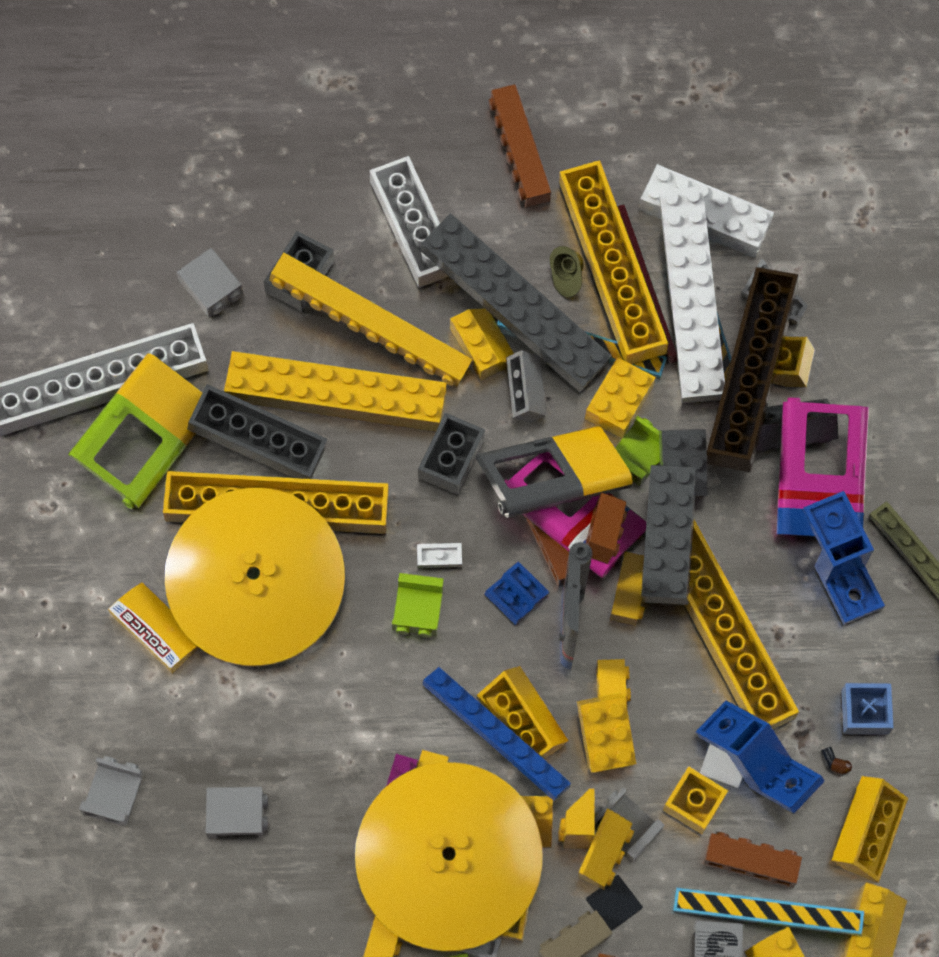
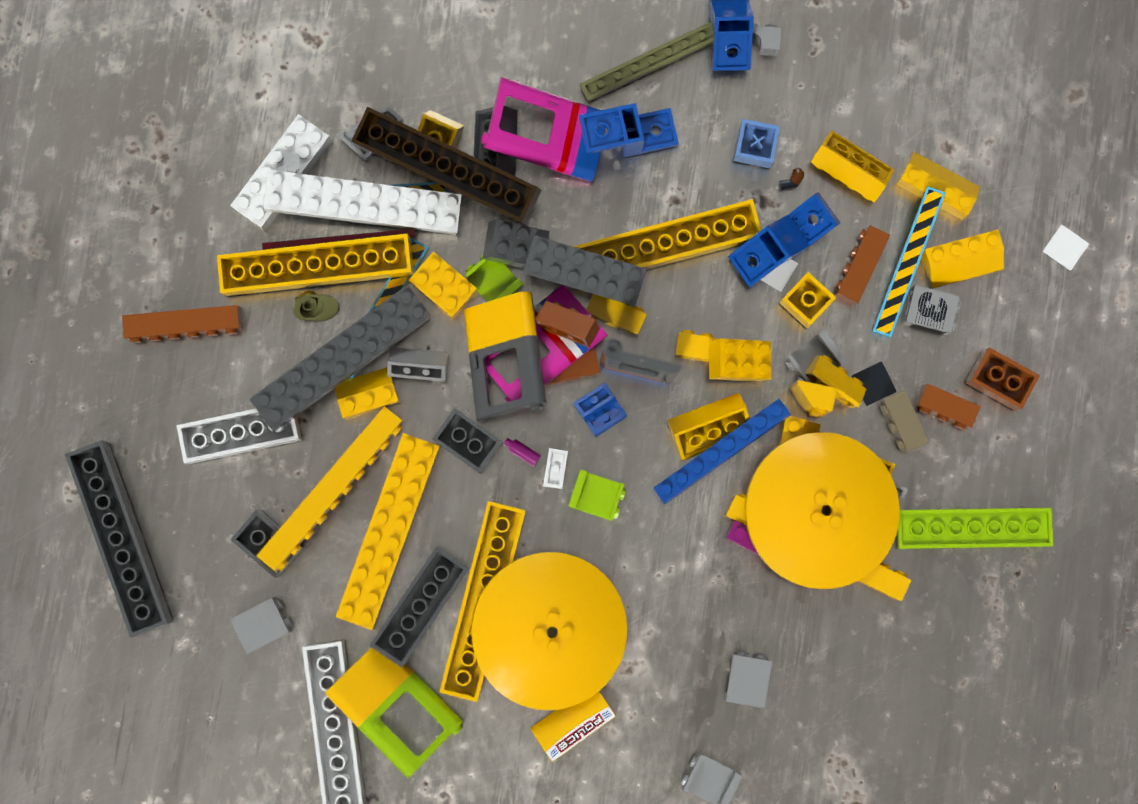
camera: 80 degrees left, 15 degrees up
(277, 127) = (118, 538): none -> dark grey brick
(451, 517) = (522, 451): none -> magenta cylinder

